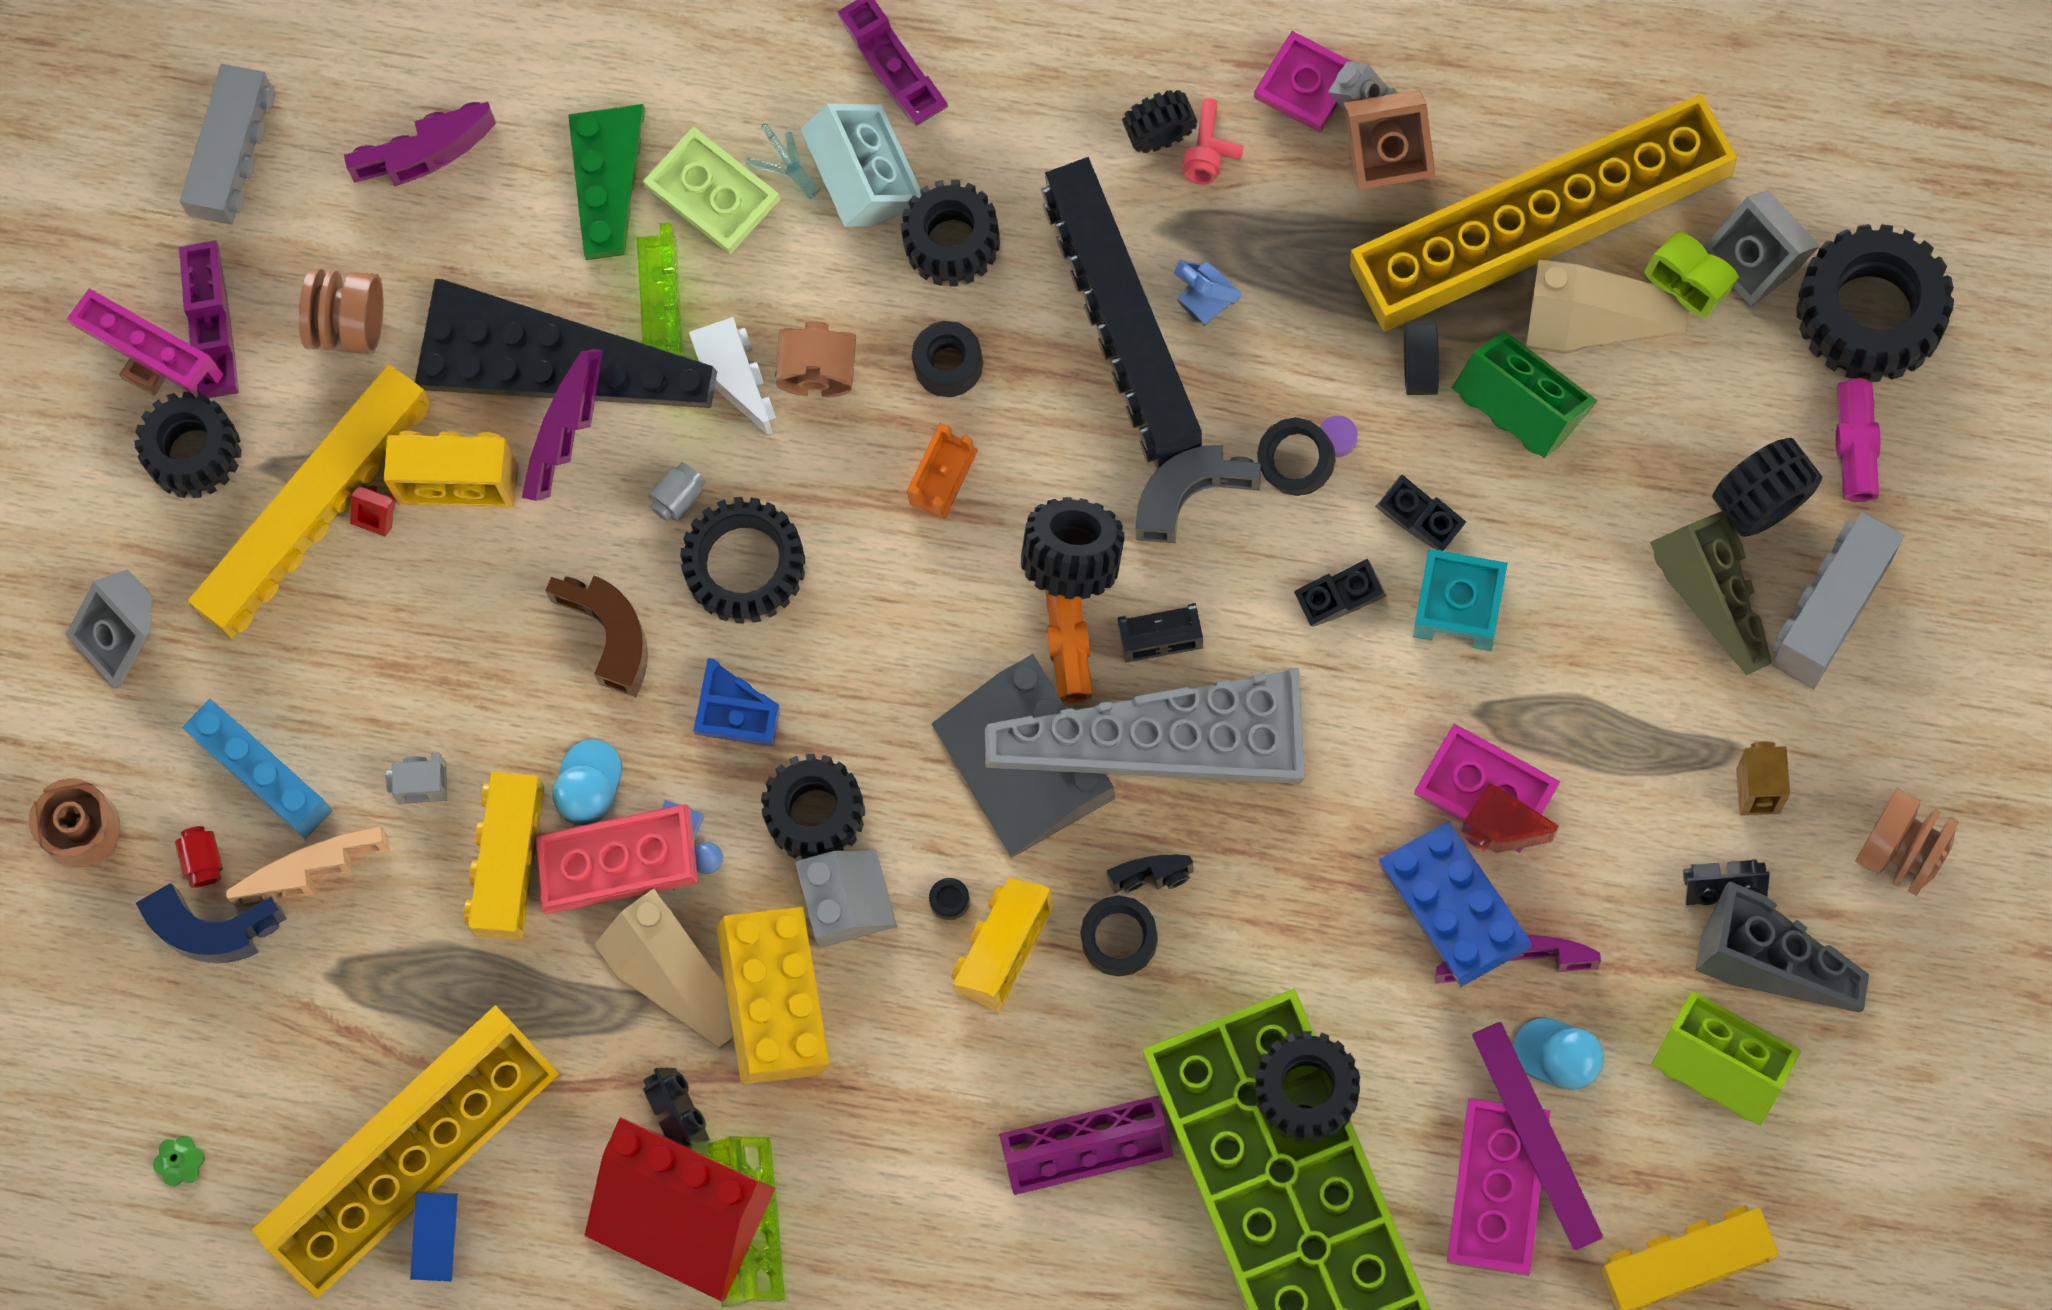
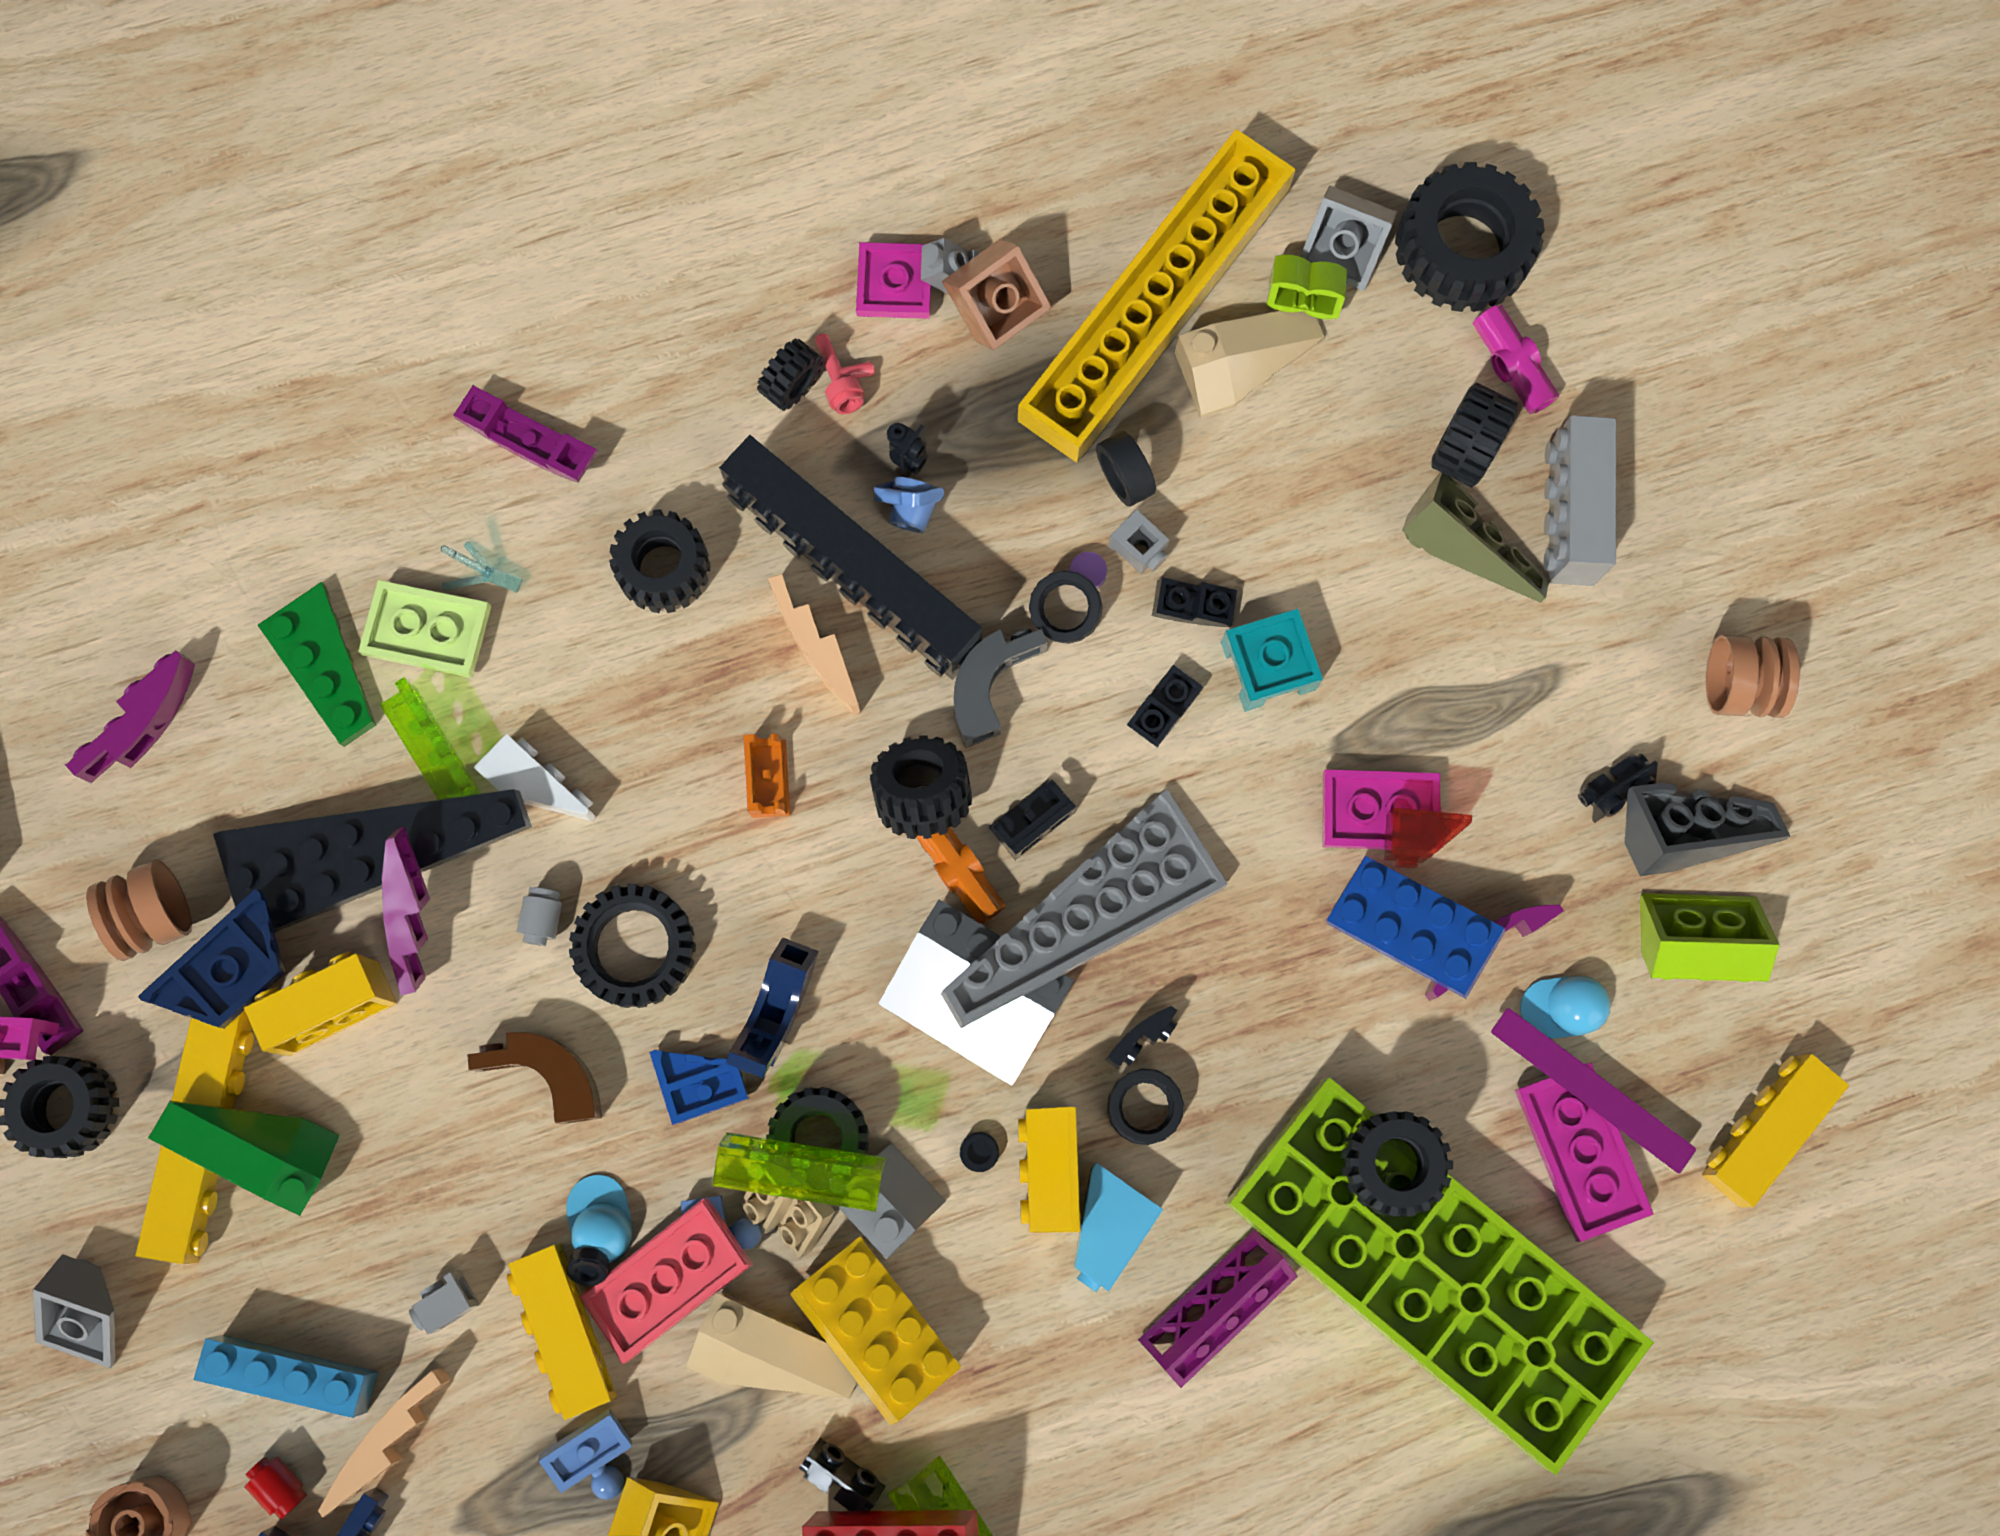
camera: 40 degrees left, 5 degrees up
(334, 566) = (257, 1151): none -> green wedge
(372, 510) = (267, 1077): red tile -> none
(386, 394) = (223, 967): none -> dark blue wing
(471, 969) = (587, 1453): none -> medium blue plate
(556, 812) = (588, 1266): none -> black tile
(755, 849) = (796, 1220): none -> tan slope
(779, 817) = (799, 1171): none -> clear neon green fence
(815, 360) = (602, 735): nougat brick -> none
(839, 677) = (774, 1009): none -> dark blue arch
(860, 163) = (546, 539): light aqua slope -> none
(941, 336) = (701, 656): black tyre -> none
(1028, 1022) = (1110, 1228): none -> medium azure slope
(1052, 387) = (821, 653): none -> light nougat slope
(1230, 242) = (907, 448): none -> black hinge
(1402, 421) = (1135, 531): none -> light grey brick
(1523, 394) = (1225, 458): green slope -> none
(1763, 779) = (1607, 683): pearl gold brick -> none

